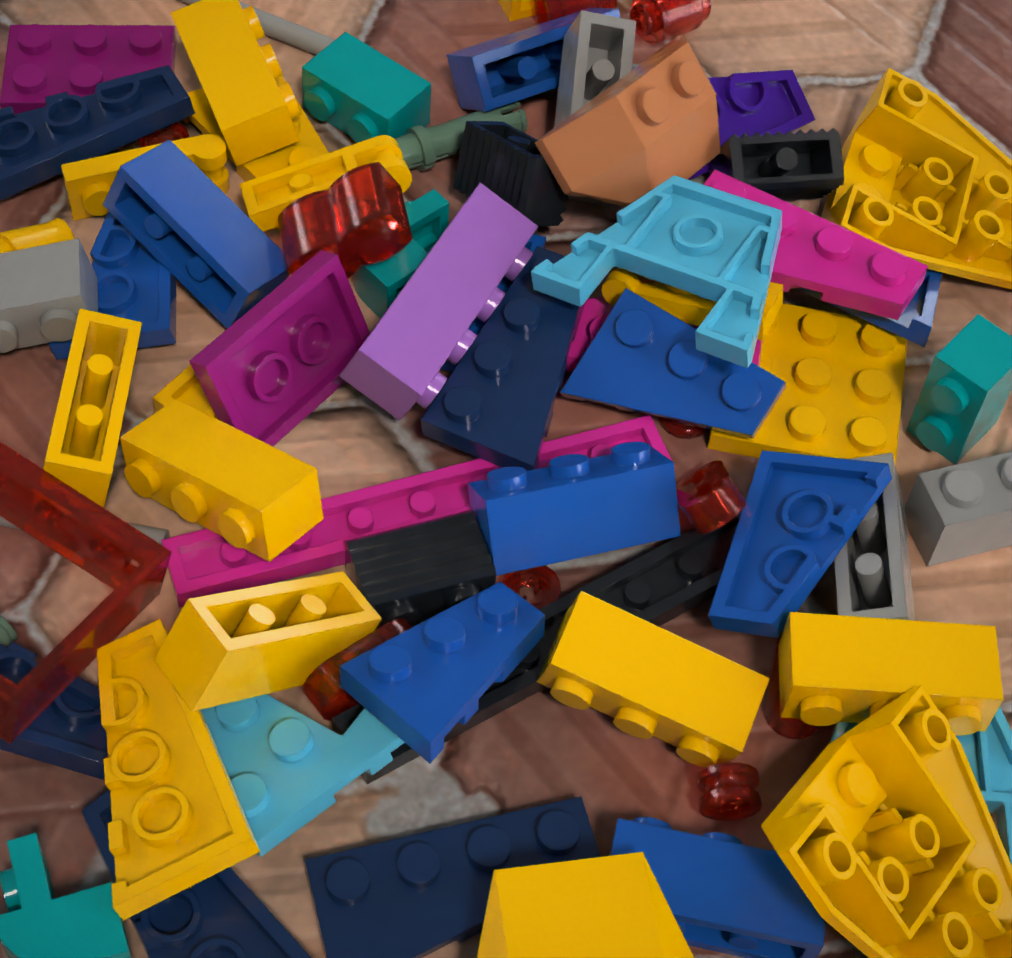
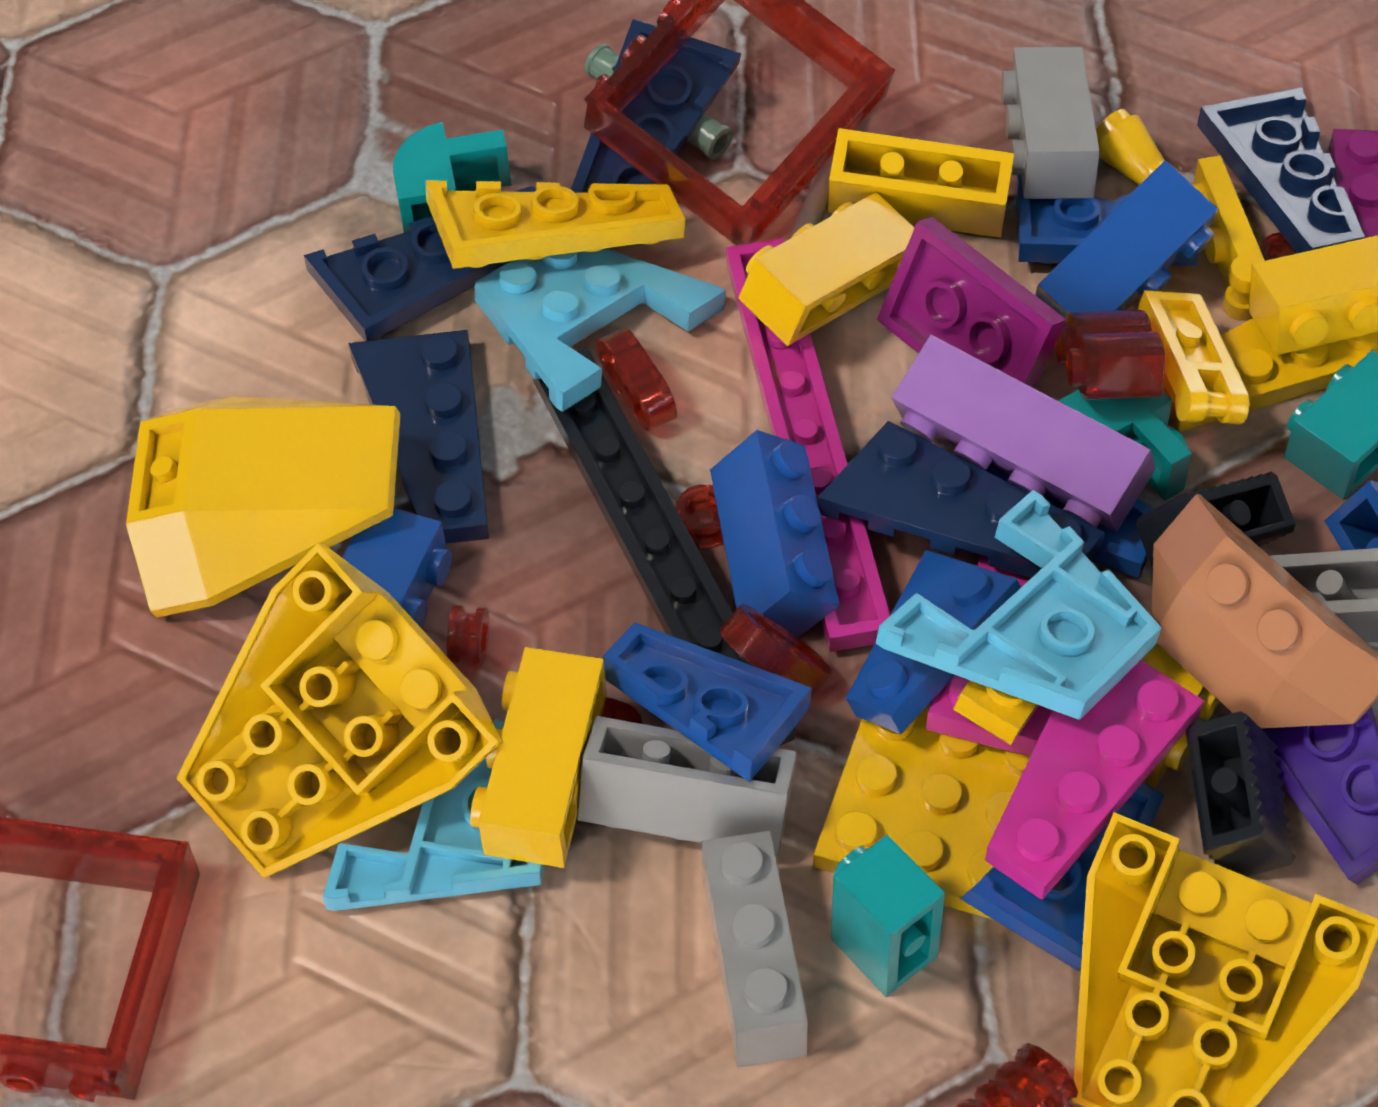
camera: 105 degrees right, 0 degrees up
(261, 638) = (643, 274): yellow brick -> none
(421, 567) = (724, 406): black brick -> none
(425, 146) = (1275, 455): sand green pin -> none
(442, 666) = (605, 400): blue wing -> none
(652, 682) = (576, 566): yellow brick -> none

